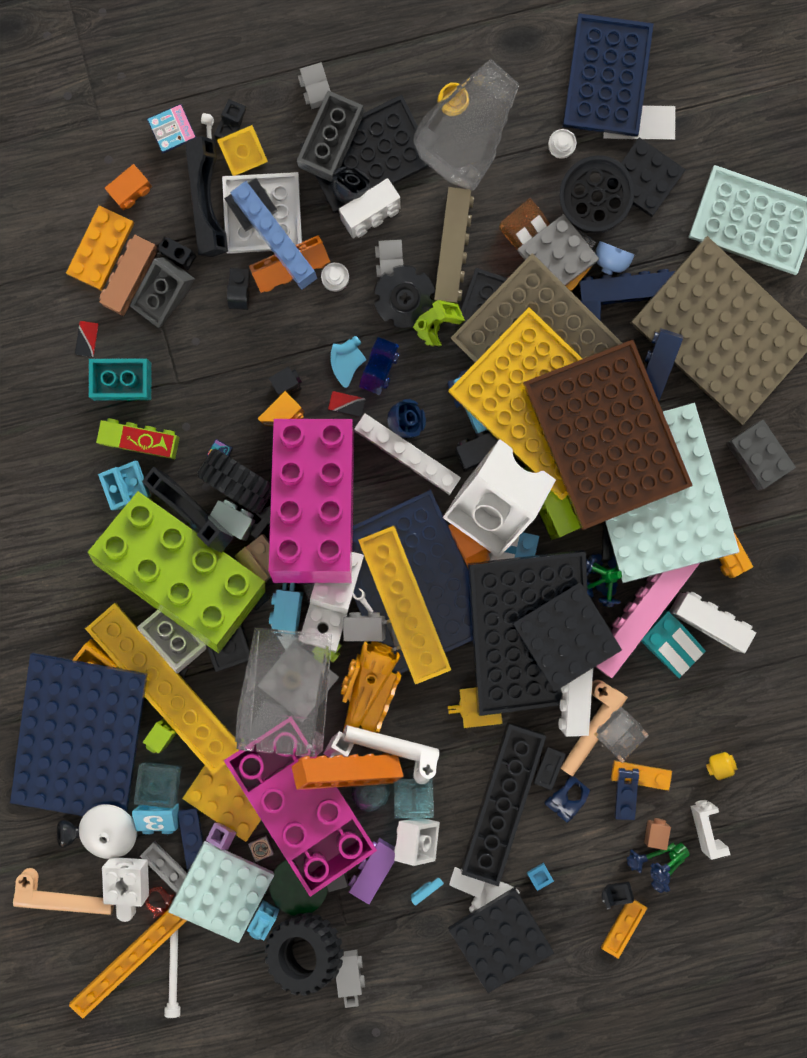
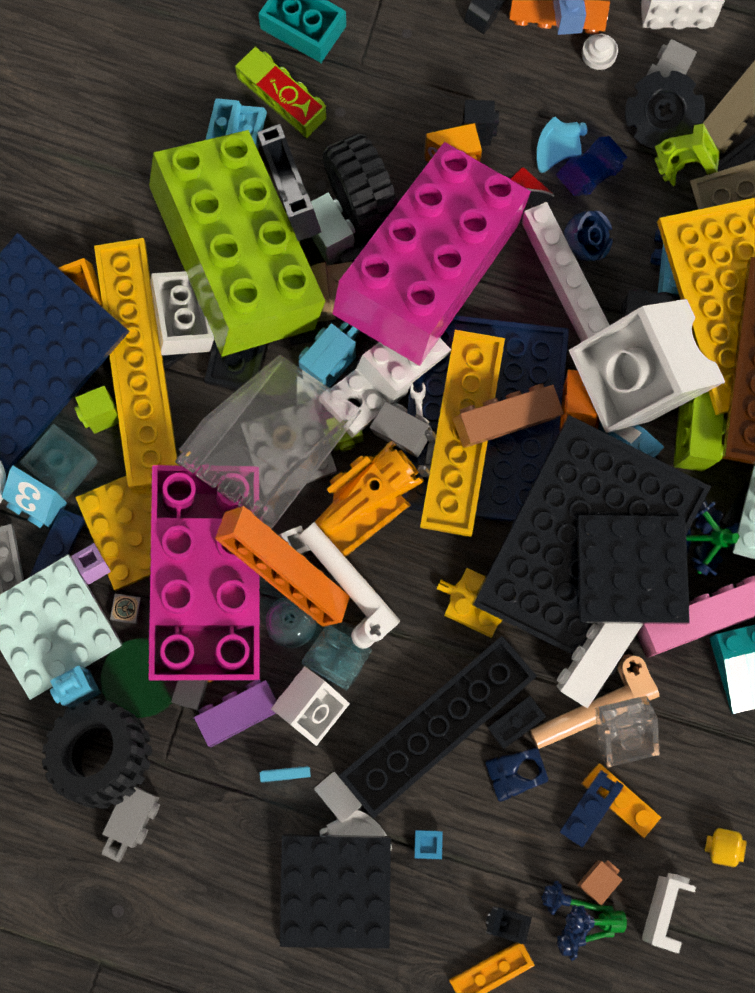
camera: 30 degrees right, 10 degrees down
(428, 579) = (507, 416): none -> nougat brick

